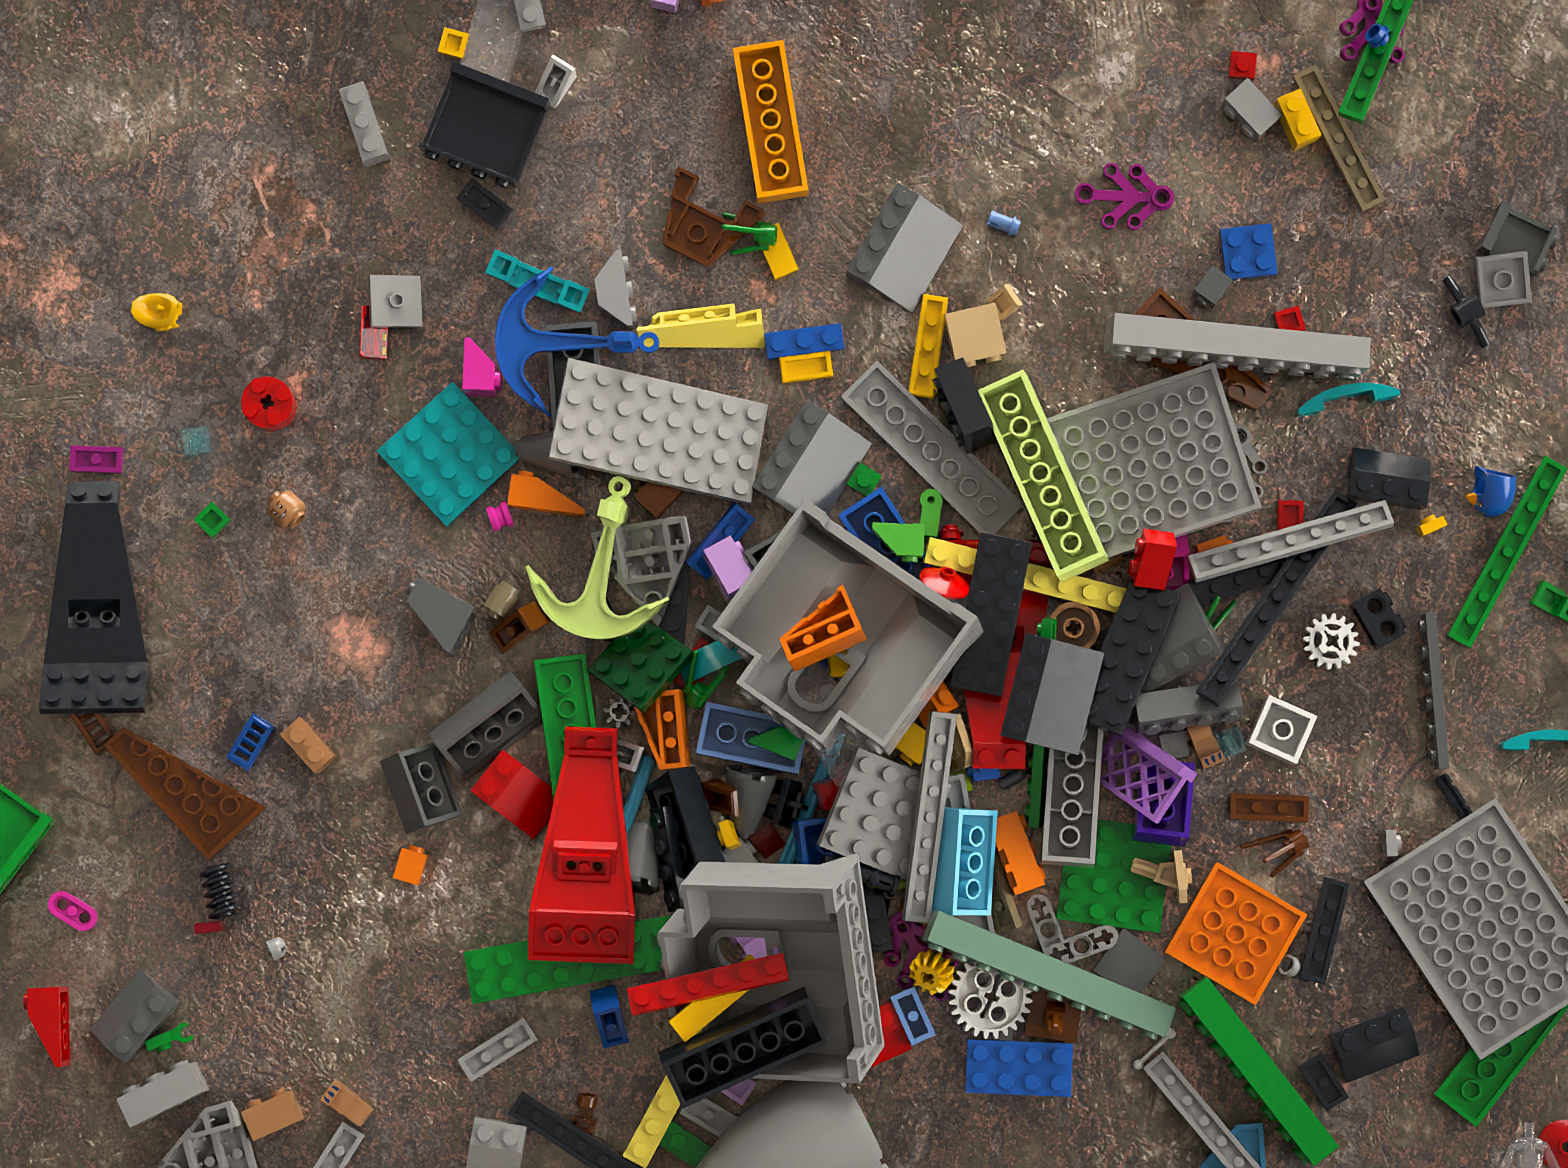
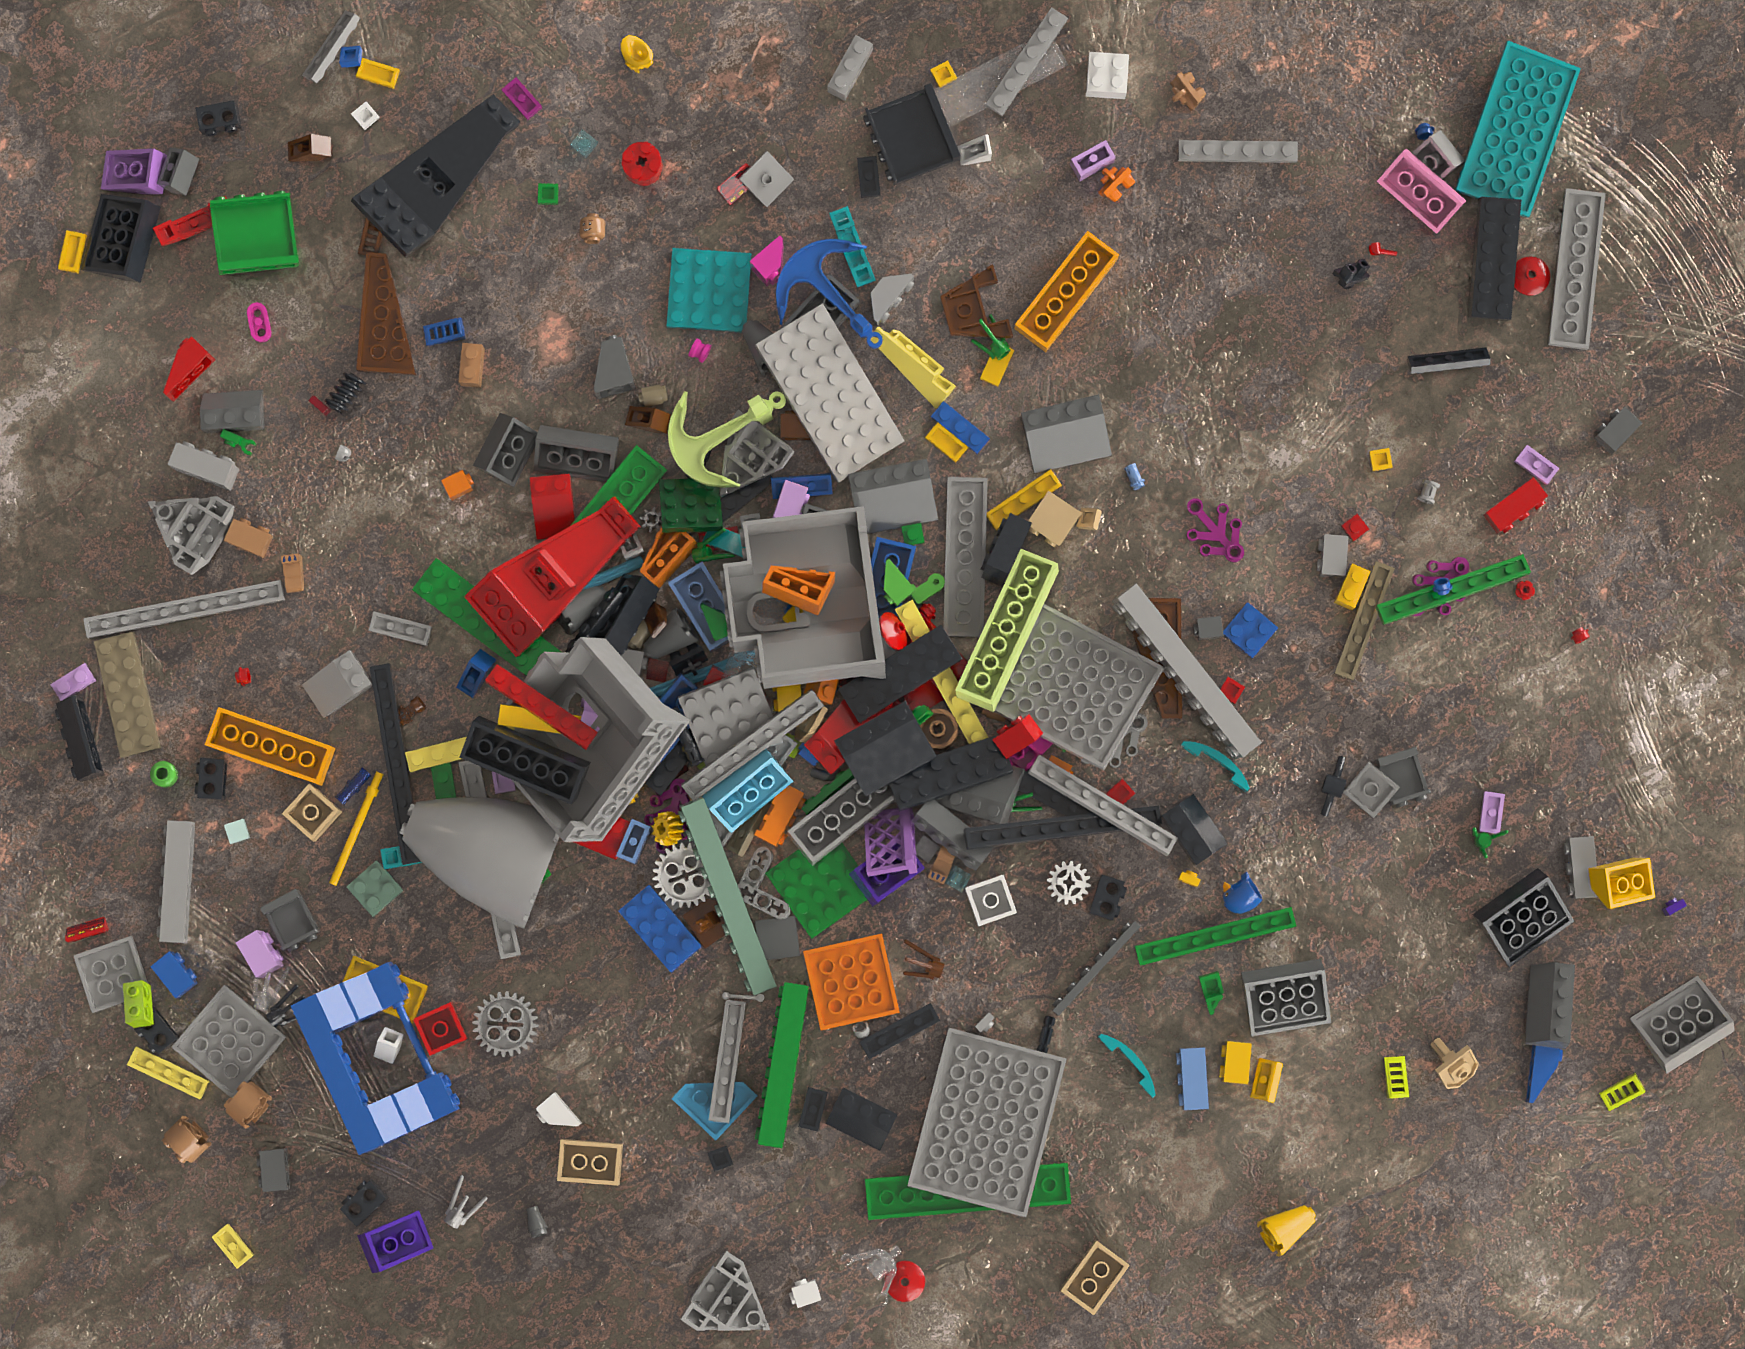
camera: 50 degrees right, 0 degrees up
(536, 495) = (730, 358): orange slope -> none
(728, 835) = (638, 643): yellow plate -> none
(1170, 874) = (848, 911): tan piece -> none
(1268, 807) = (940, 935): reddish brown plate -> none

